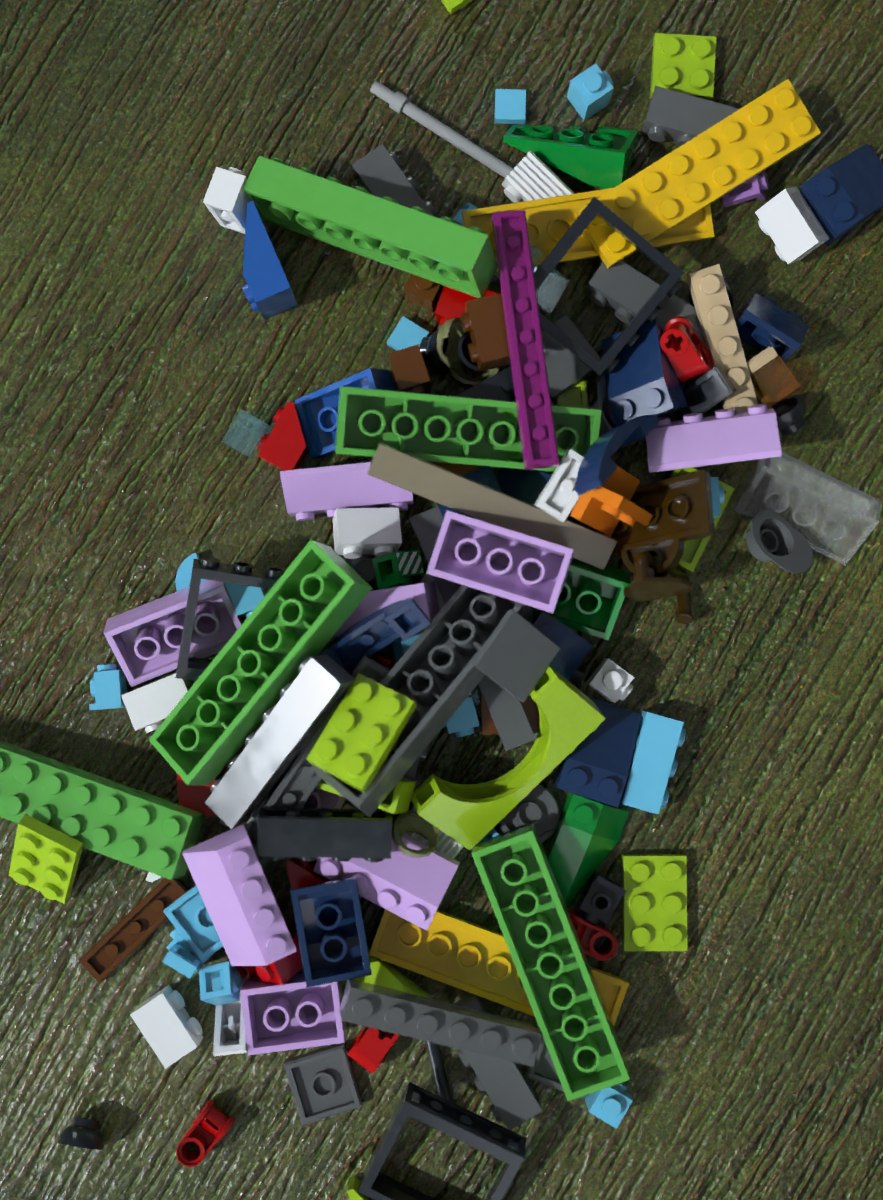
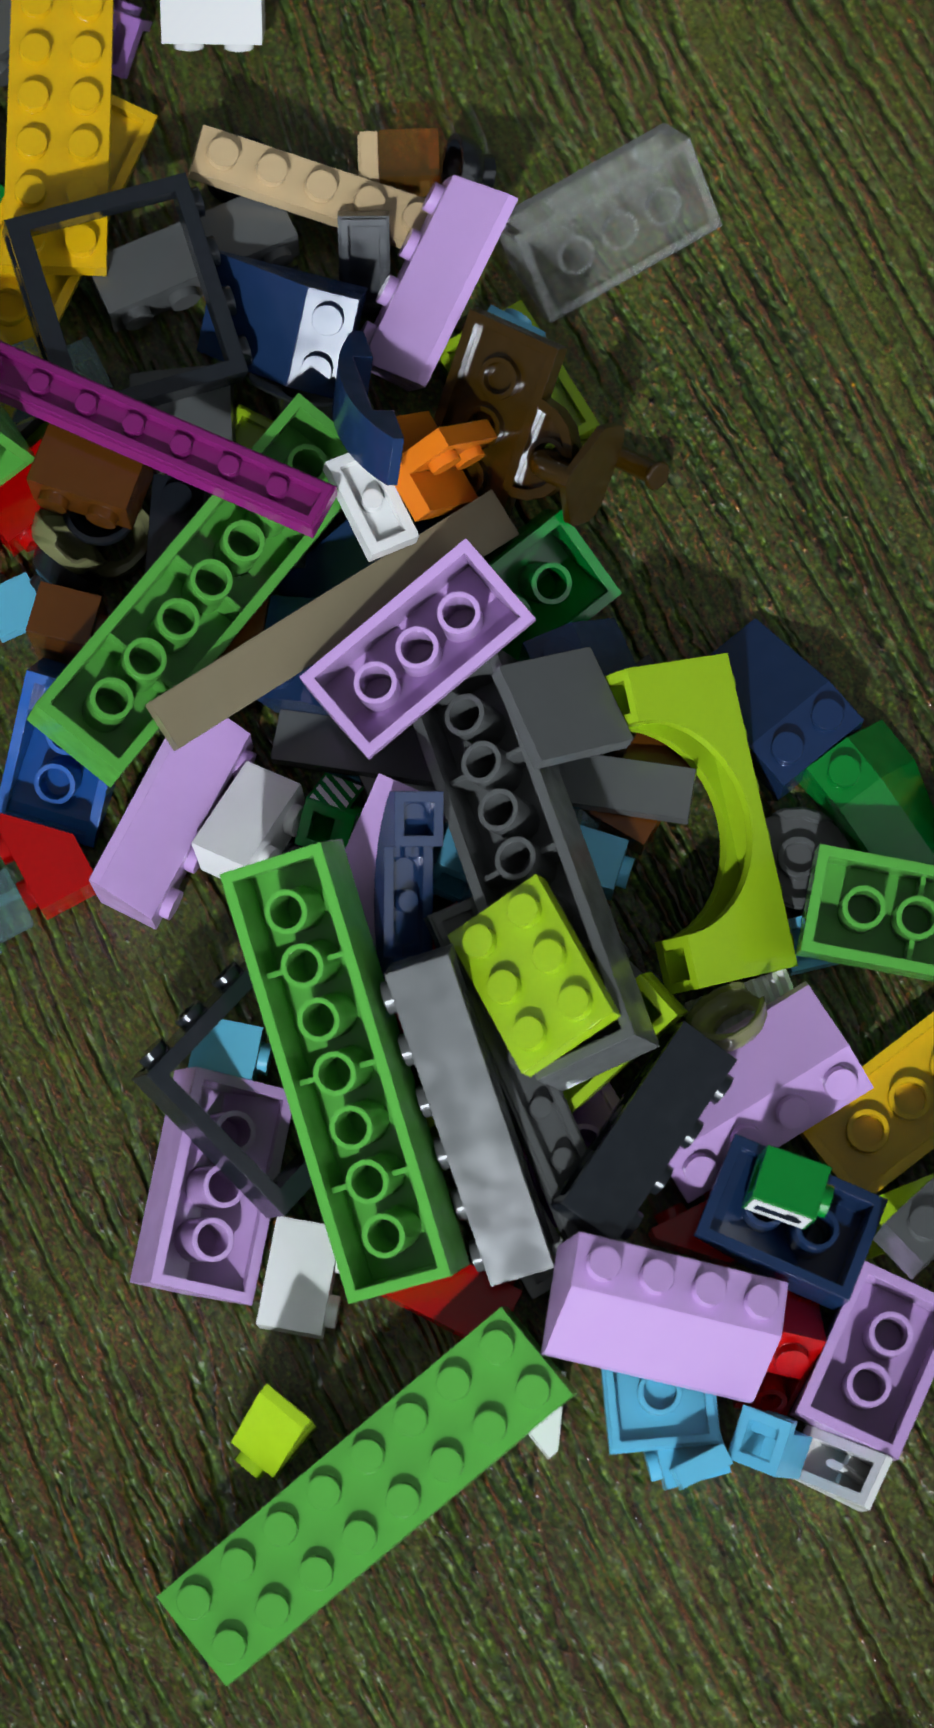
camera: 60 degrees left, 10 degrees down
(45, 859) = (424, 1585): lime plate -> none
(76, 739) = (271, 1434): none -> lime slope
(108, 687) = (232, 1342): medium azure brick -> none
(132, 929) = (609, 1534): reddish brown tile -> none
(168, 1026) = (785, 1568): white brick -> none
(184, 572) = (141, 1122): medium azure tile -> none
(340, 925) = (789, 1188): none -> green brick
(611, 681) = (681, 626): white brick -> none
(653, 762) = (831, 638): medium azure brick -> none
(686, 354) = (295, 241): red piece -> none
(768, 325) = (327, 120): dark blue slope -> none
(778, 542) = (630, 290): dark grey piece -> none

